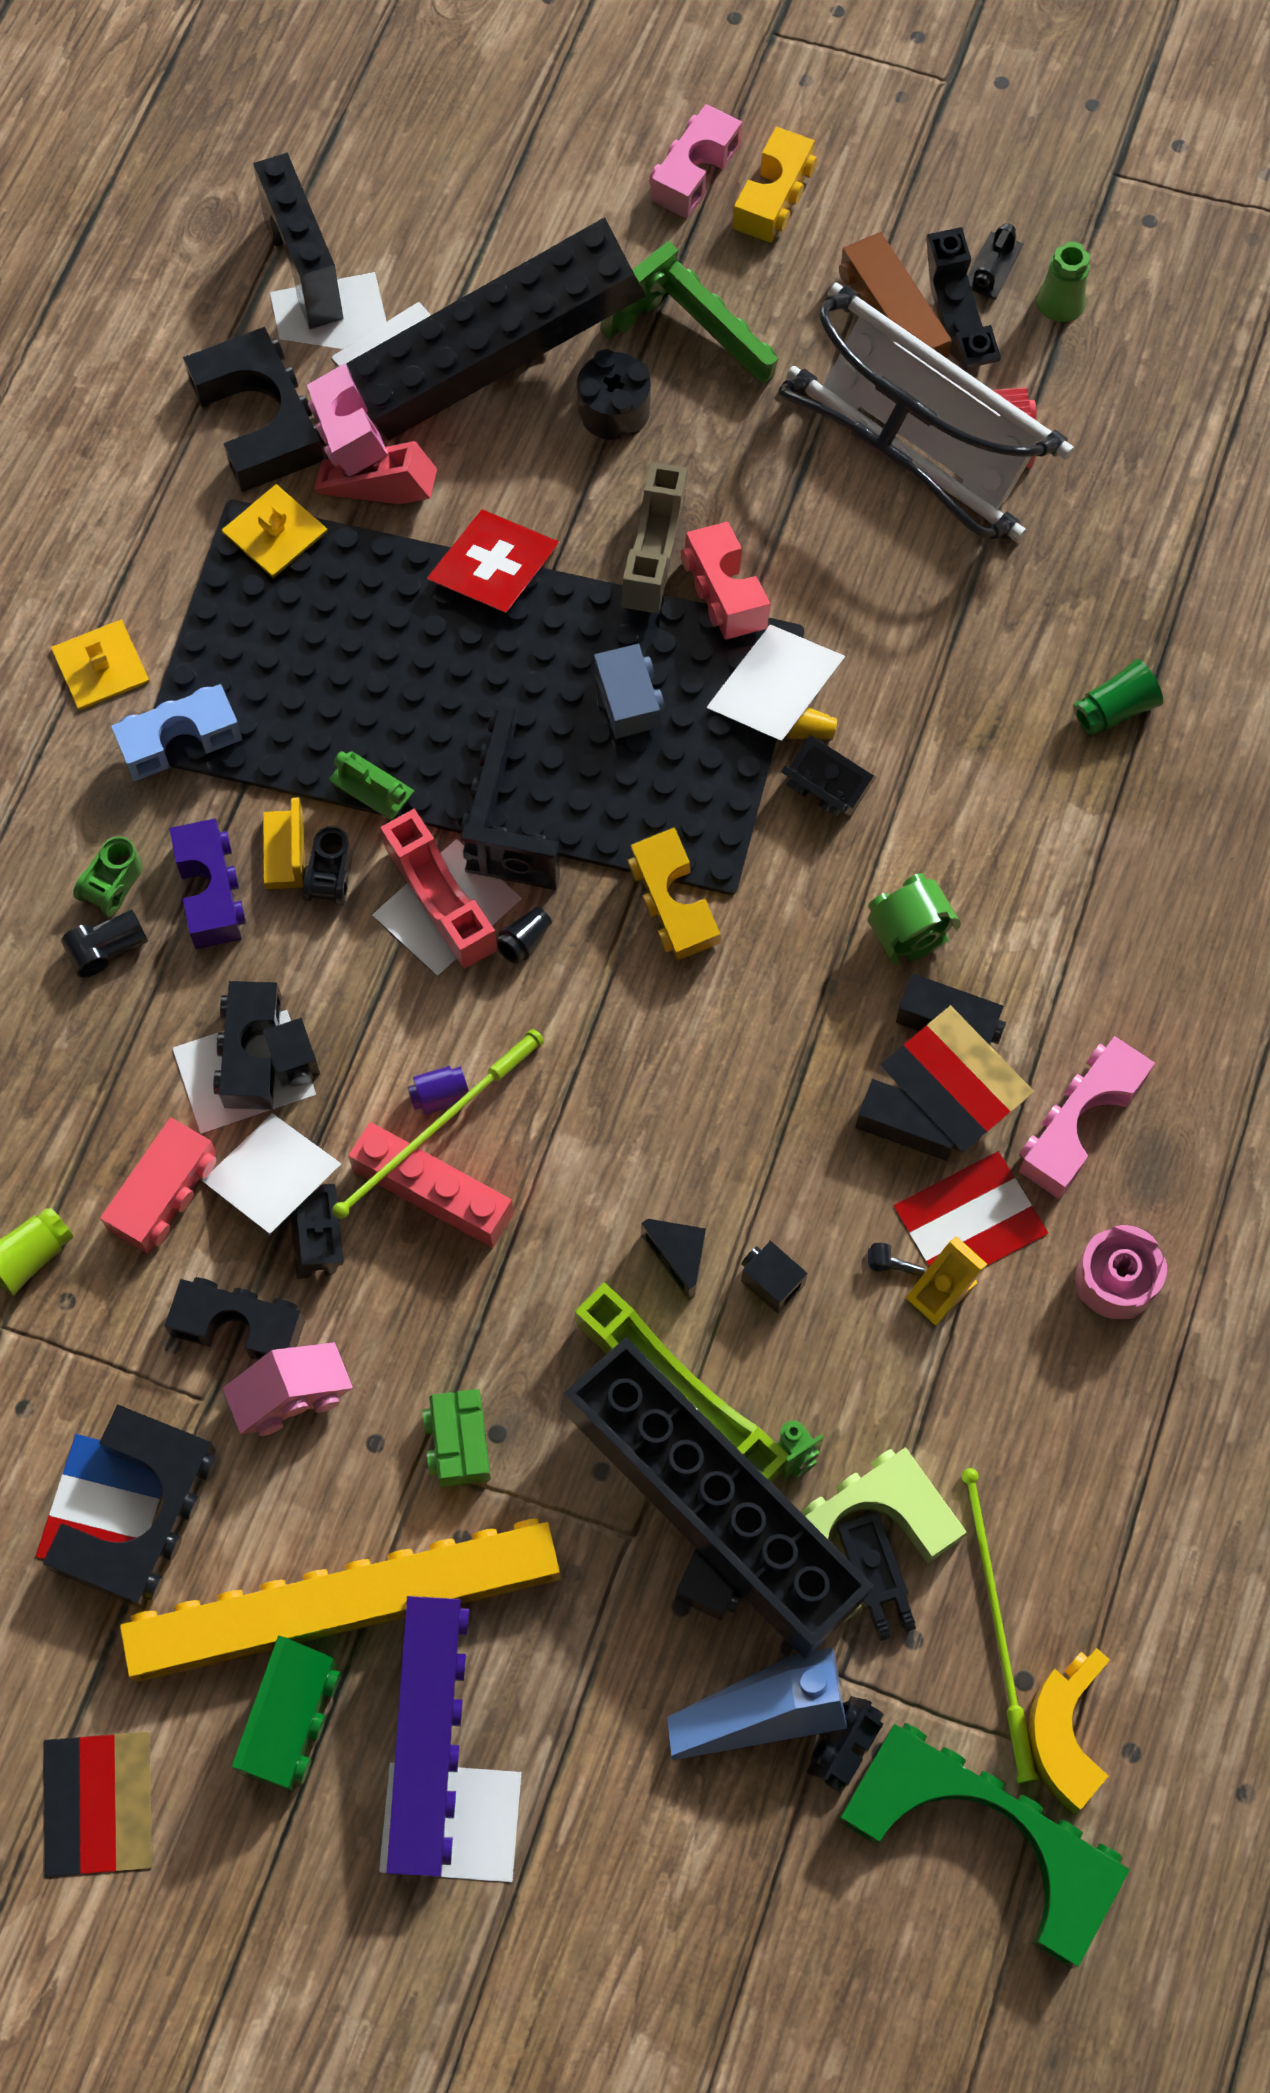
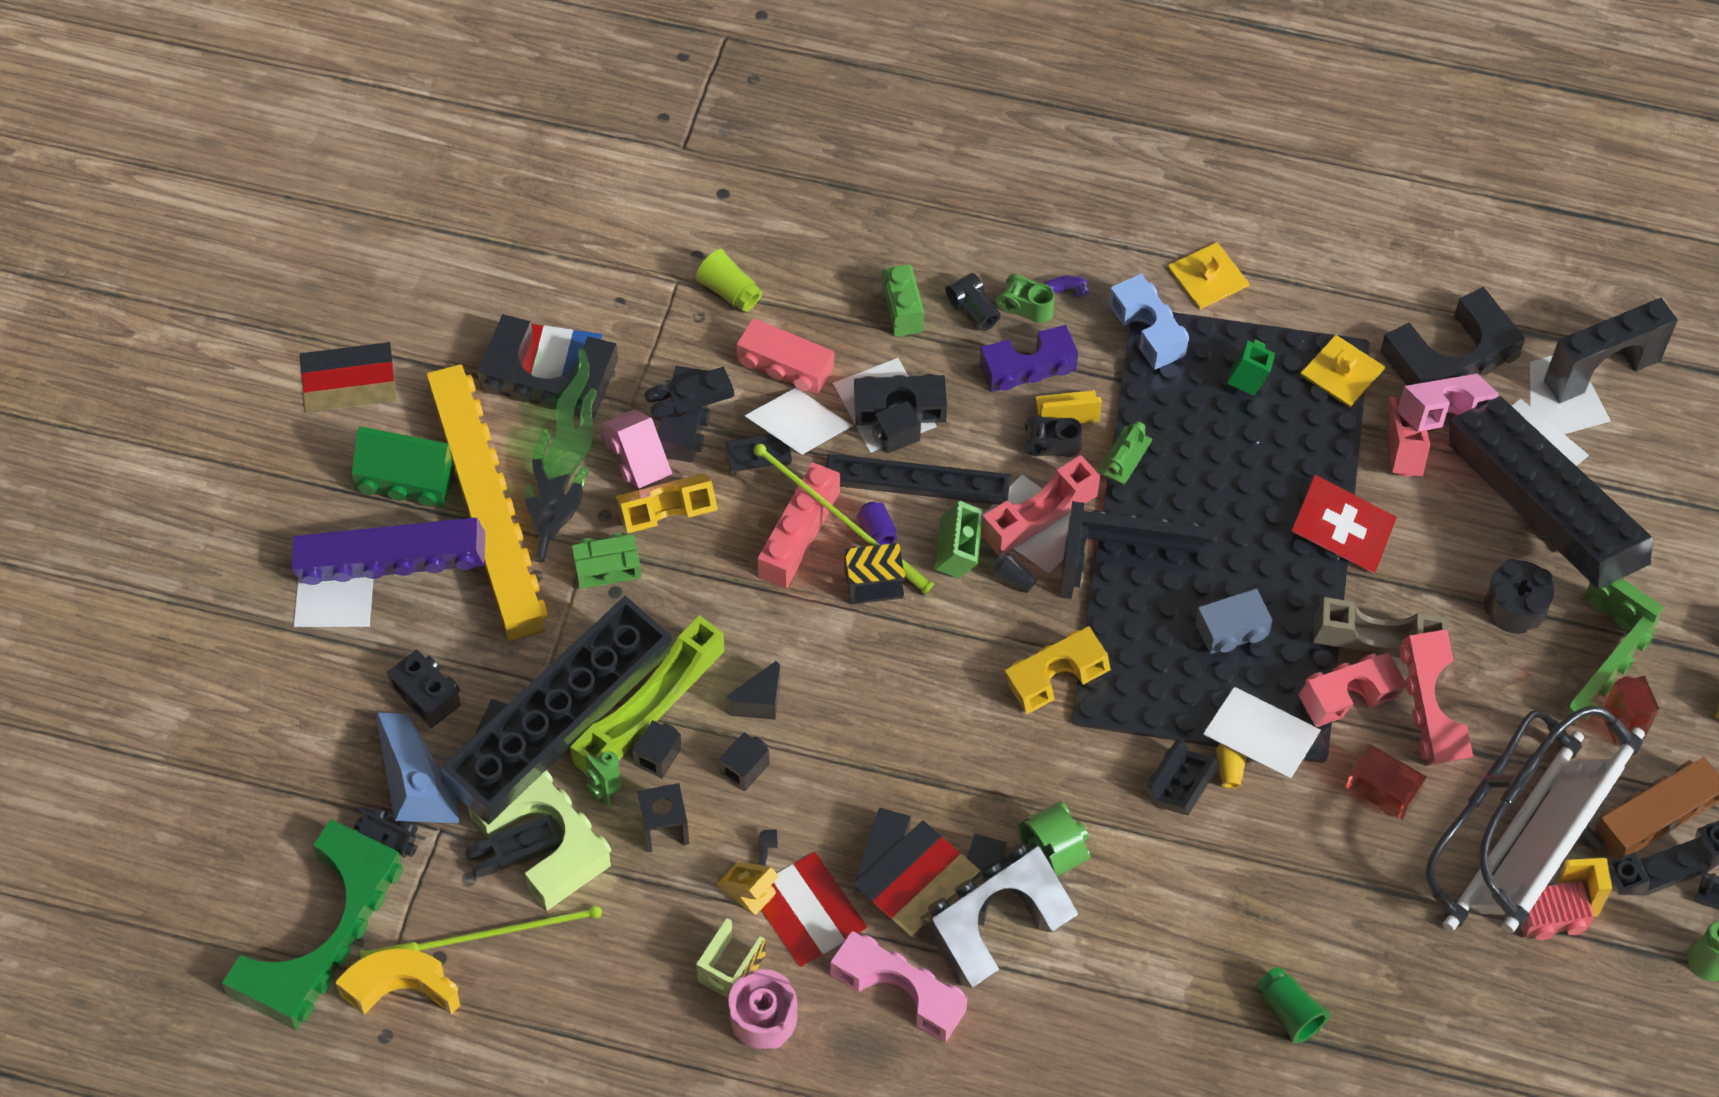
camera: 85 degrees right, 10 degrees down
(89, 824) = (1067, 282): none -> dark purple arm
(91, 1027) = (902, 300): none -> bright green brick
(216, 1301) = (690, 393): none -> black hinge
(268, 620) = (1251, 367): none -> green brick
(294, 1488) = (555, 470): none -> piece
(368, 1038) = (920, 479): none -> black tile
(370, 1322) = (680, 497): none -> yellow arch
(478, 990) = (958, 539): none -> bright green brick
(515, 1097) = (874, 573): none -> piece
(635, 1689) = (424, 688): none -> black brick
(712, 488) = (1441, 737): none -> coral arch
(748, 1383) = (657, 748): none -> black brick
(776, 307) = (1632, 703): none -> clear red brick
(843, 567) = (1386, 782): none -> clear red brick
(855, 1395) = (653, 821): none -> black piece
(996, 369) = (1595, 877): none -> yellow panel
(1020, 1033) = (955, 919): none -> arch
(1064, 1290) = (705, 965): none -> yellowish green piece

